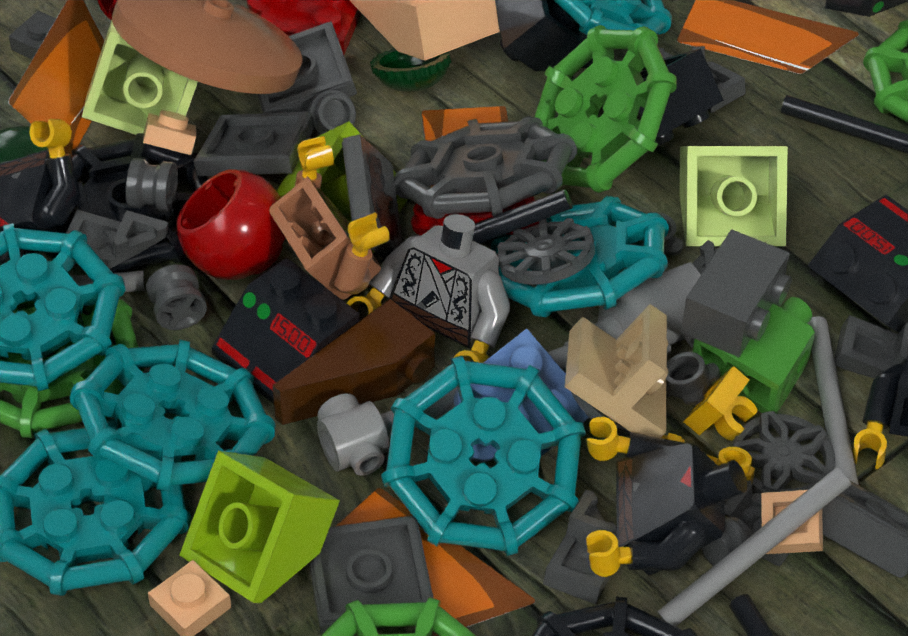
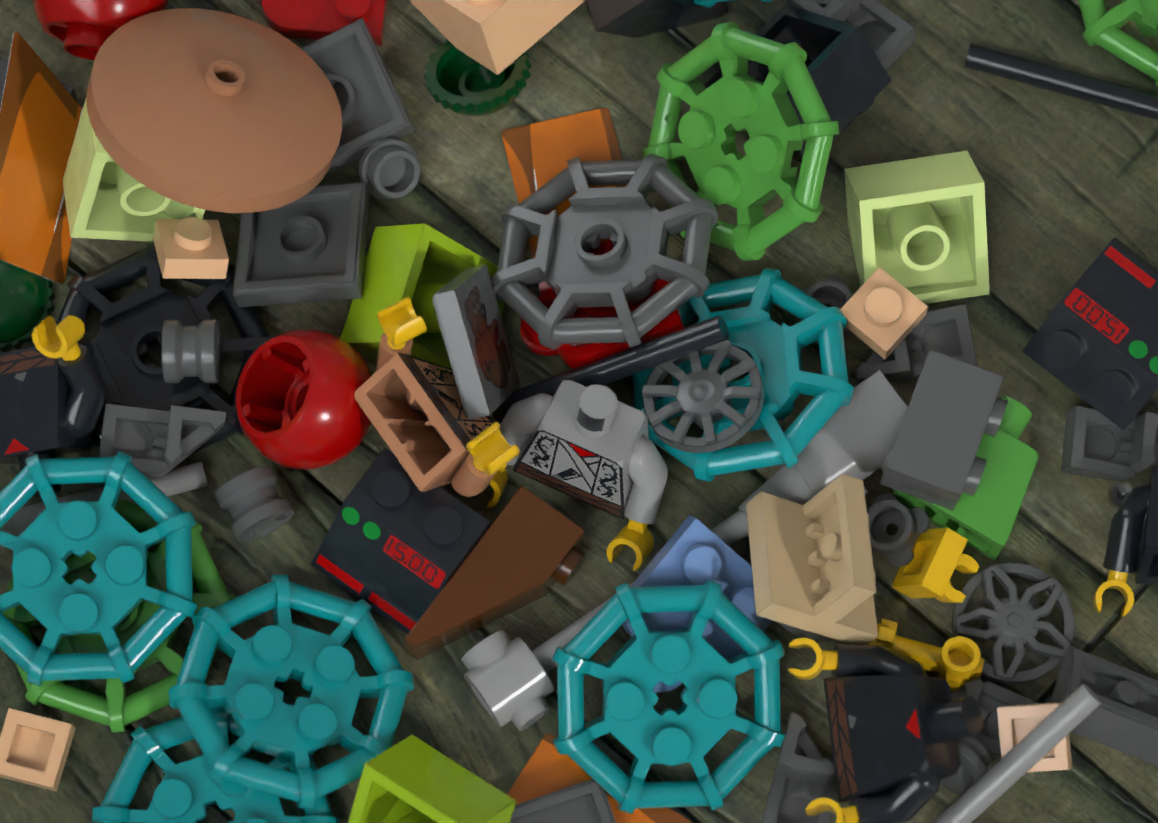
camera: 10 degrees left, 25 degrees up
(697, 231) = (883, 313): none -> light nougat plate
(831, 398) = (1064, 533): light grey bar -> none

